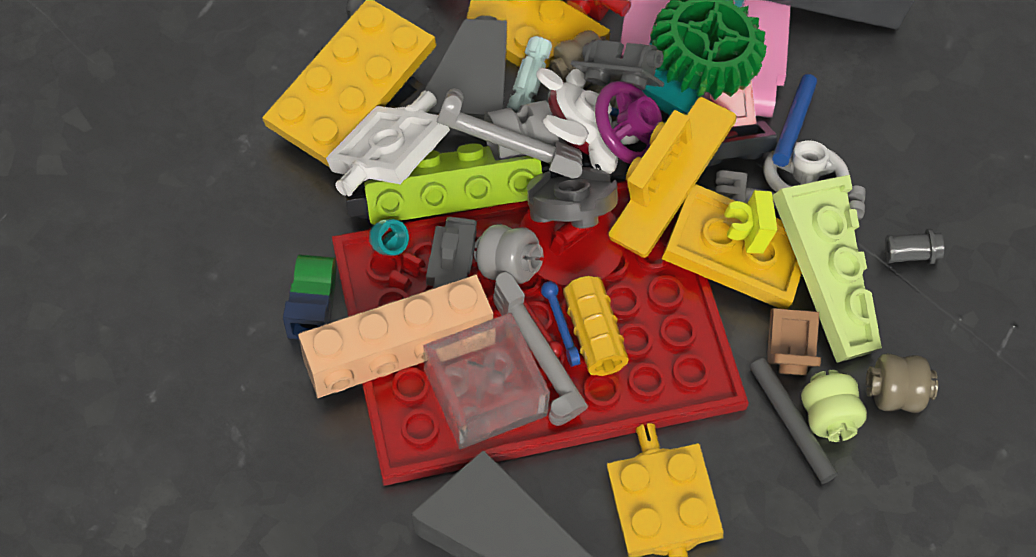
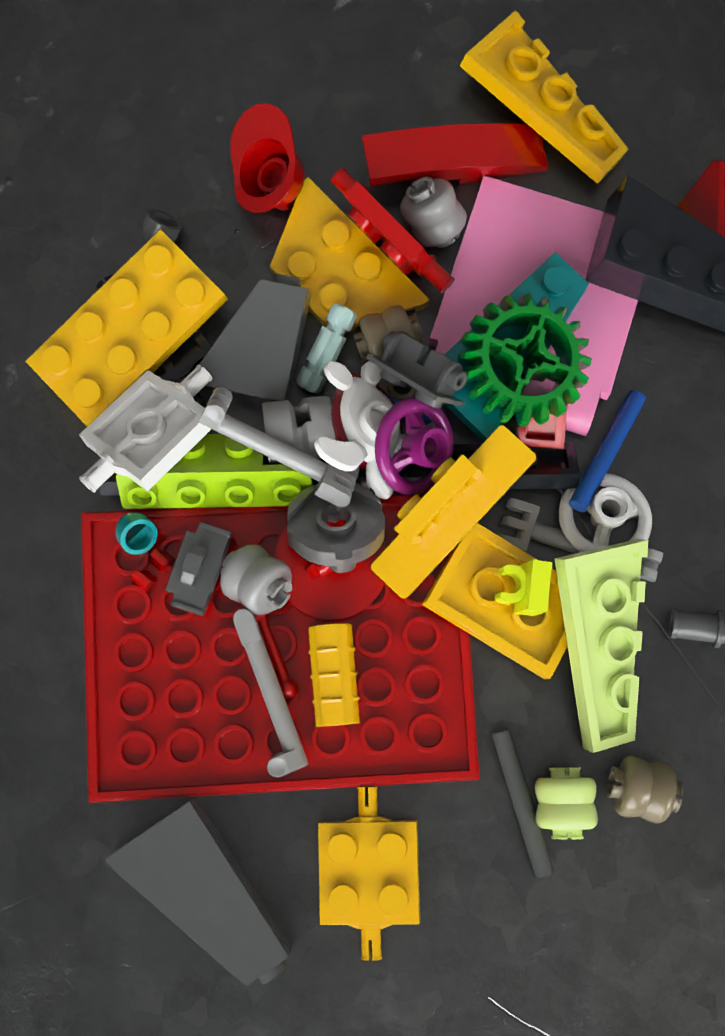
camera: 15 degrees right, 20 degrees up
(310, 294) = (49, 580): leg -> none
(389, 335) = (120, 657): light nougat brick -> none
(486, 380) = (201, 729): clear brick -> none
(550, 291) = (296, 620): blue hinge -> none
(793, 340) = (542, 721): medium nougat bracket -> none

